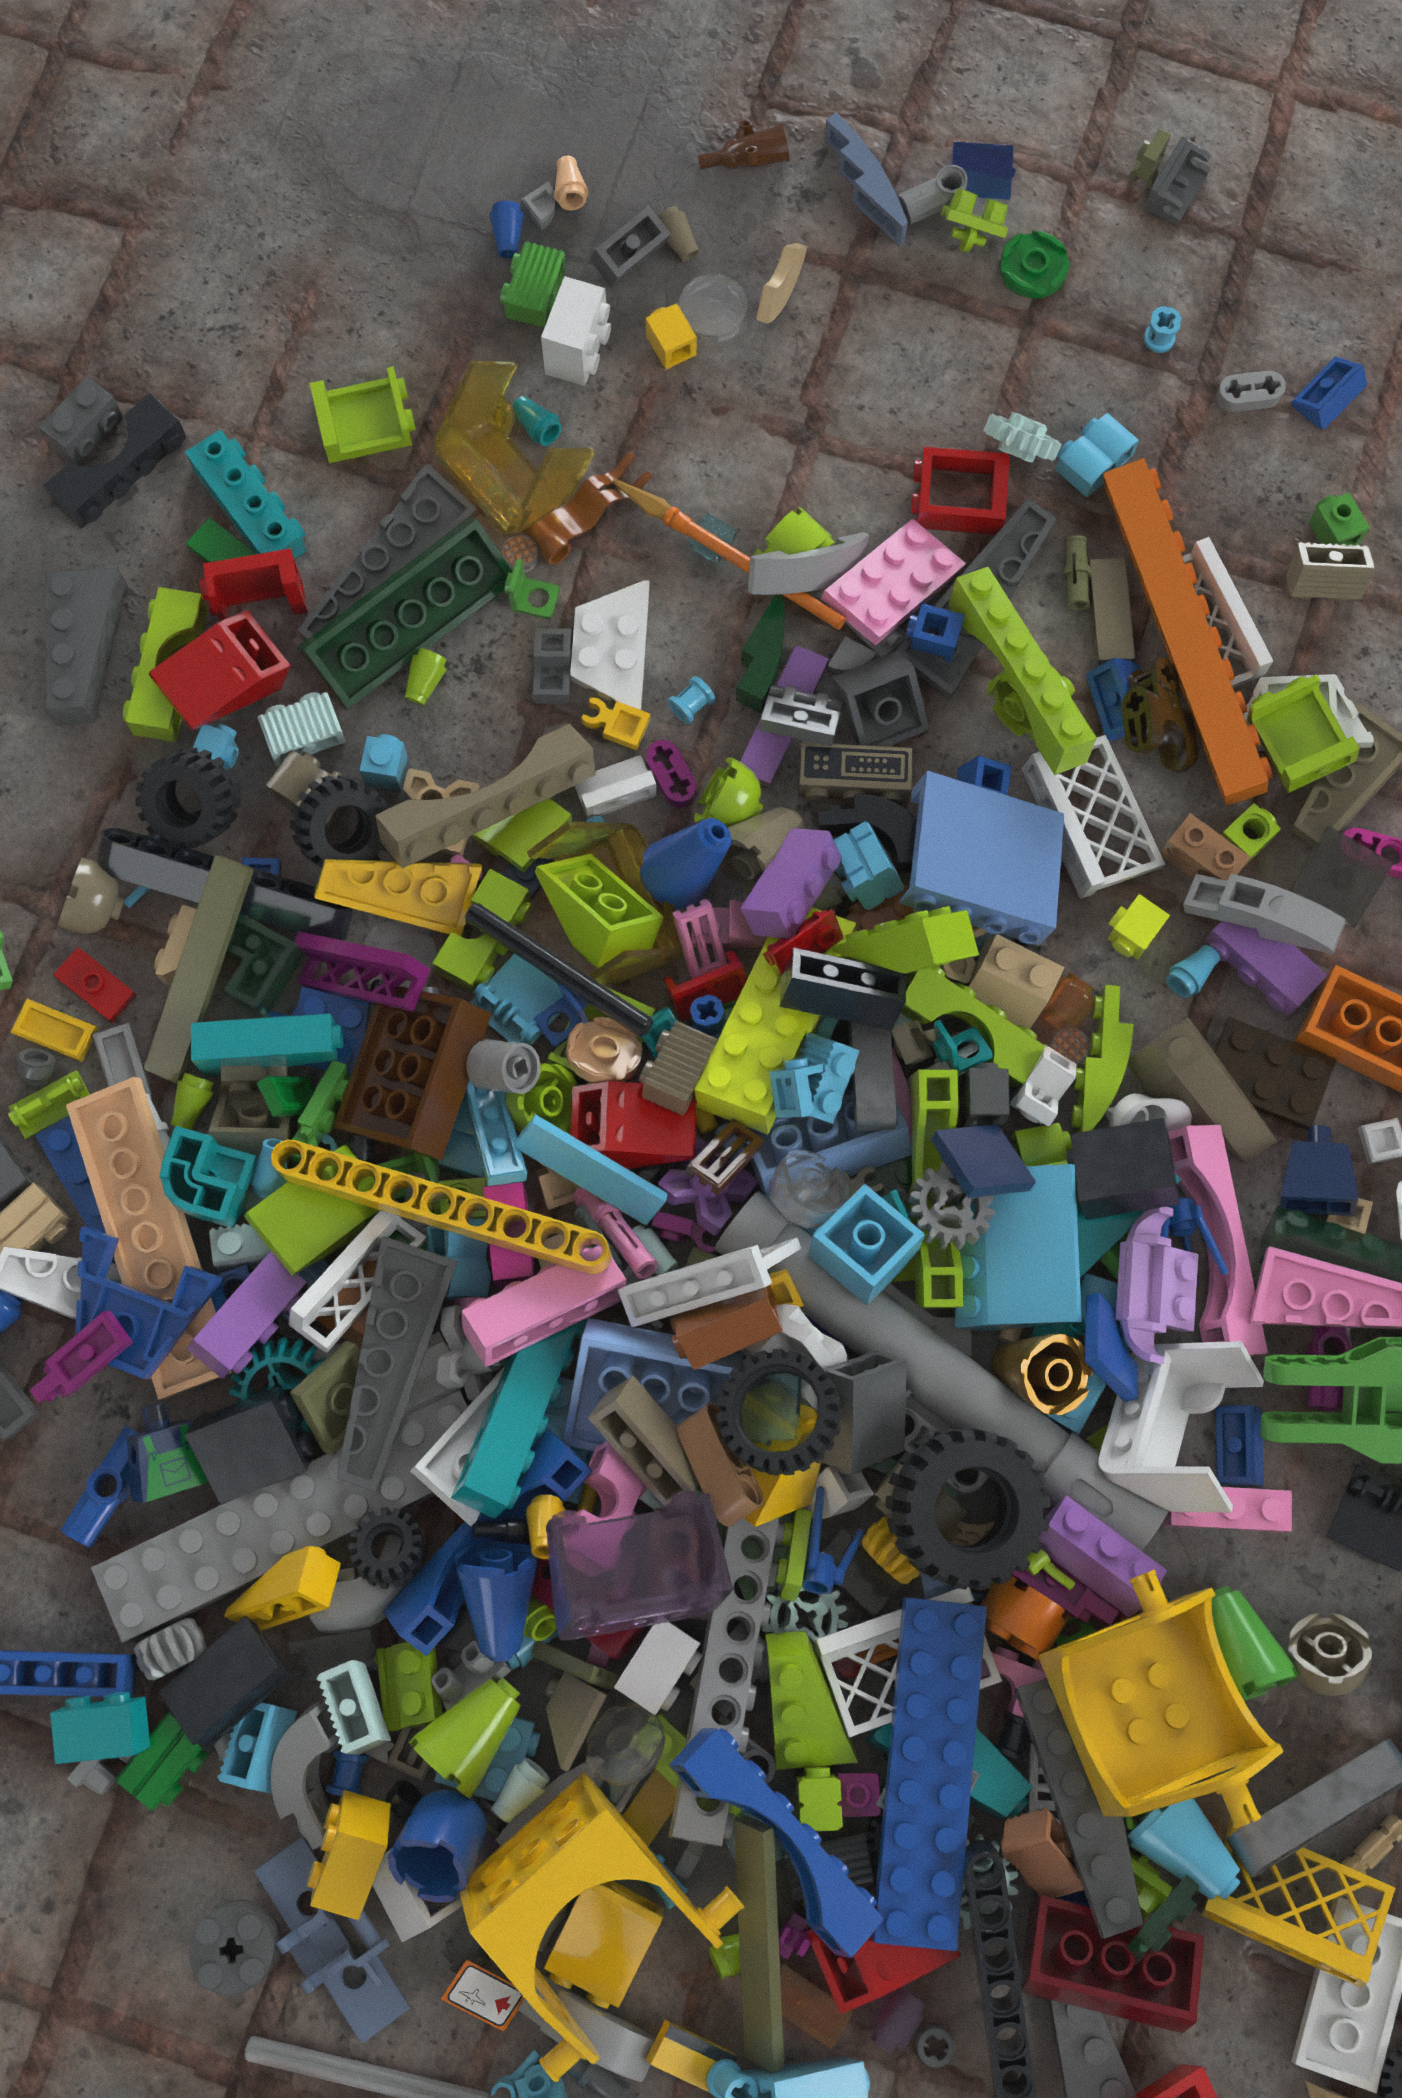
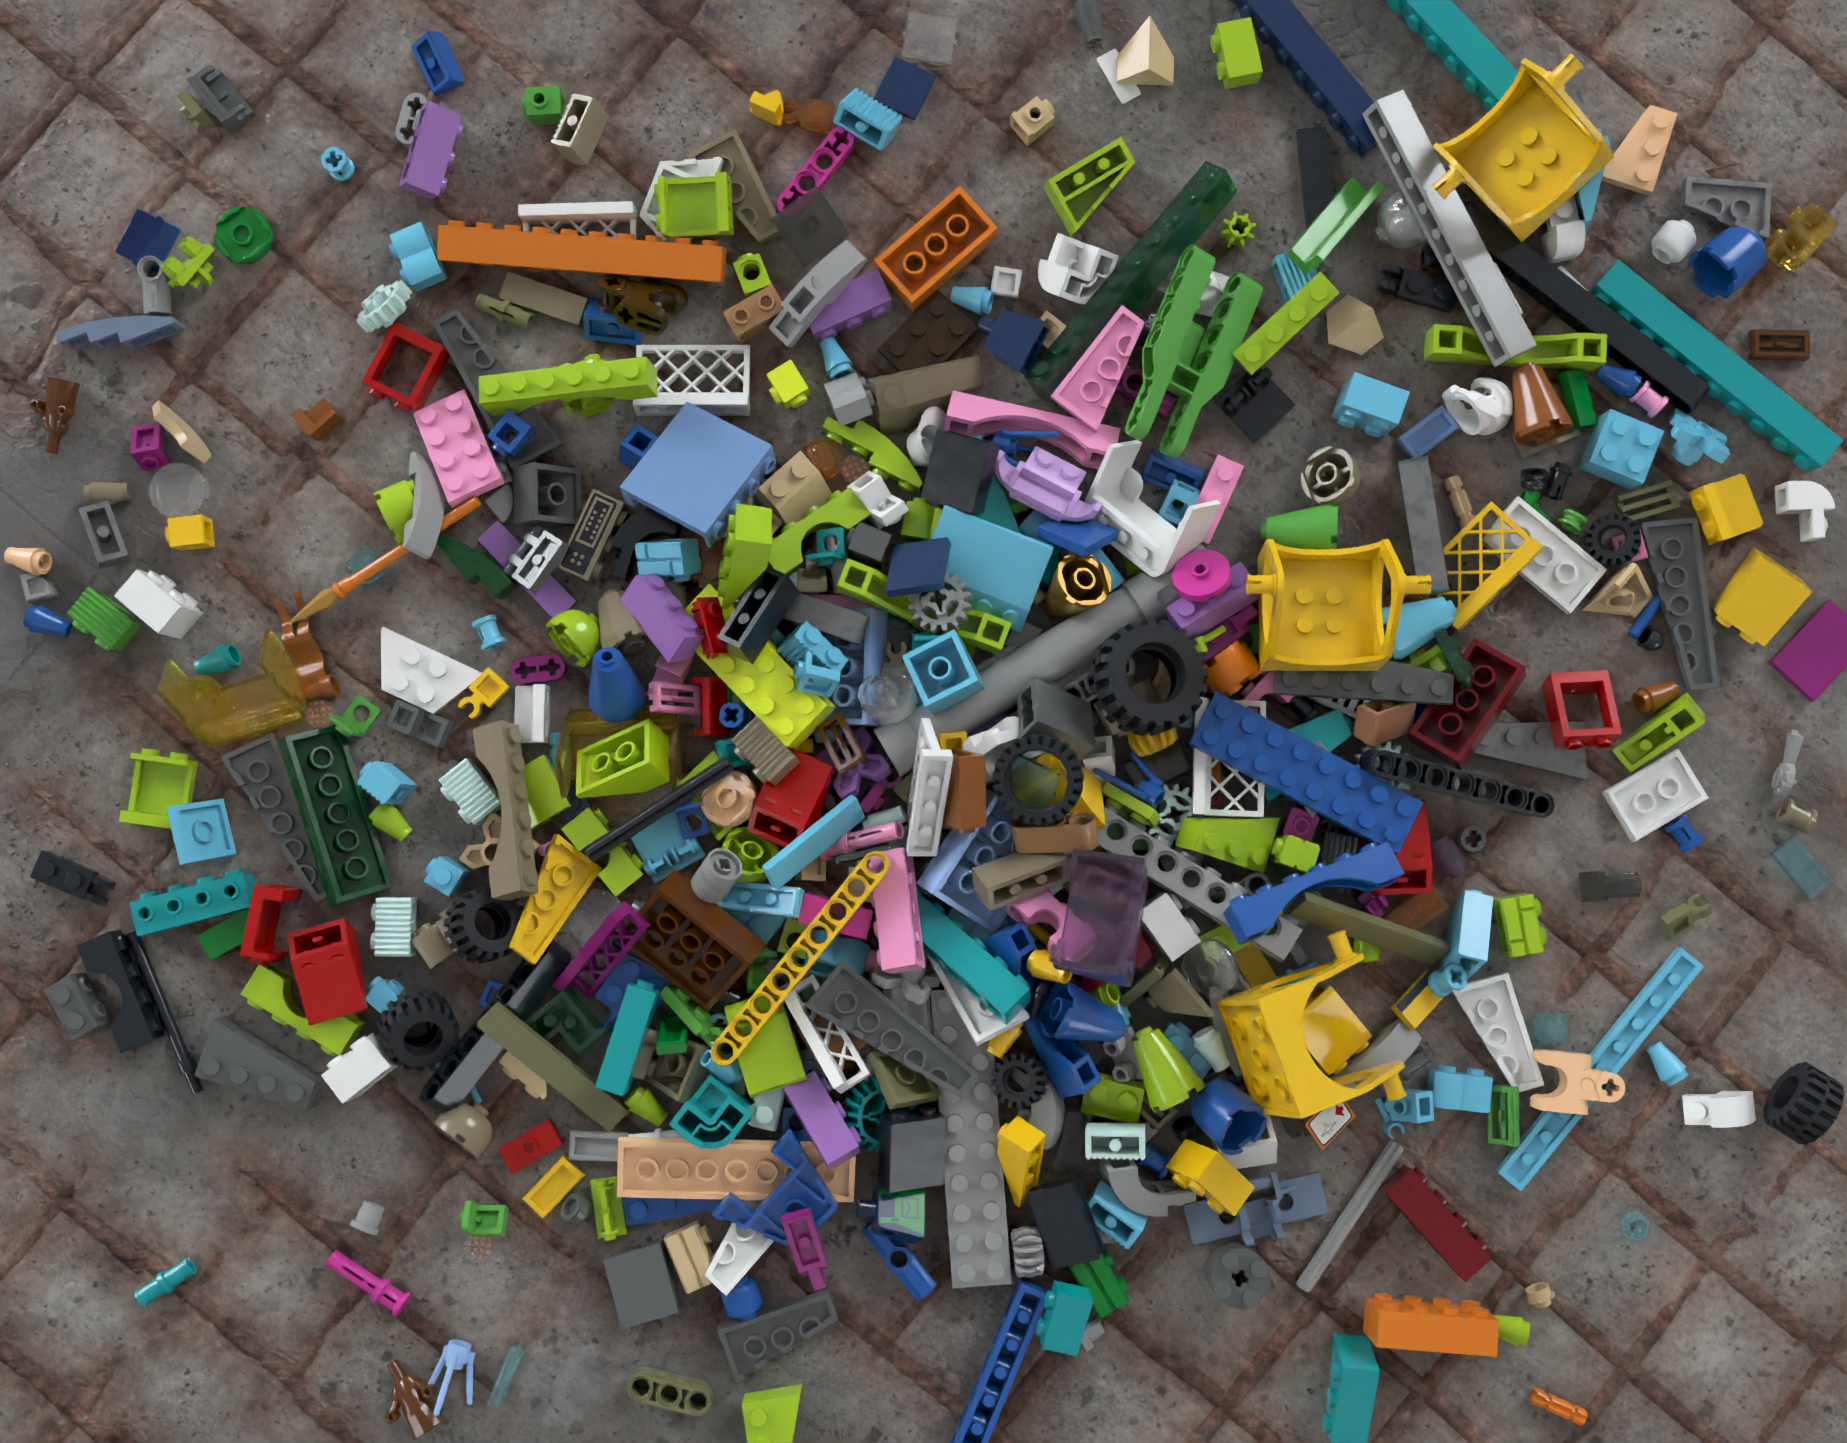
camera: 65 degrees left, 10 degrees up
(59, 560) = (186, 1063): none -> black bar
(115, 748) = (360, 1069): none -> white brick
(226, 361) = (70, 877): none -> black hinge
(332, 474) = (201, 831): none -> medium azure tile
(429, 1506) = (1001, 1043): none -> yellow cone
(466, 651) = (385, 782): none -> medium azure brick
(495, 750) = (471, 792): none -> light aqua brick
(749, 255) = (148, 446): none -> magenta bracket
(858, 422) = (318, 420): none -> dark orange panel
(1127, 1525) = (1201, 575): none -> dark pink plate
(1153, 1003) = (849, 398): none -> light grey brick
(1221, 1460) = (1183, 493): none -> medium azure brick
(1225, 421) = (431, 151): none -> medium lavender brick
(1345, 1109) = (973, 298): none -> medium azure cone

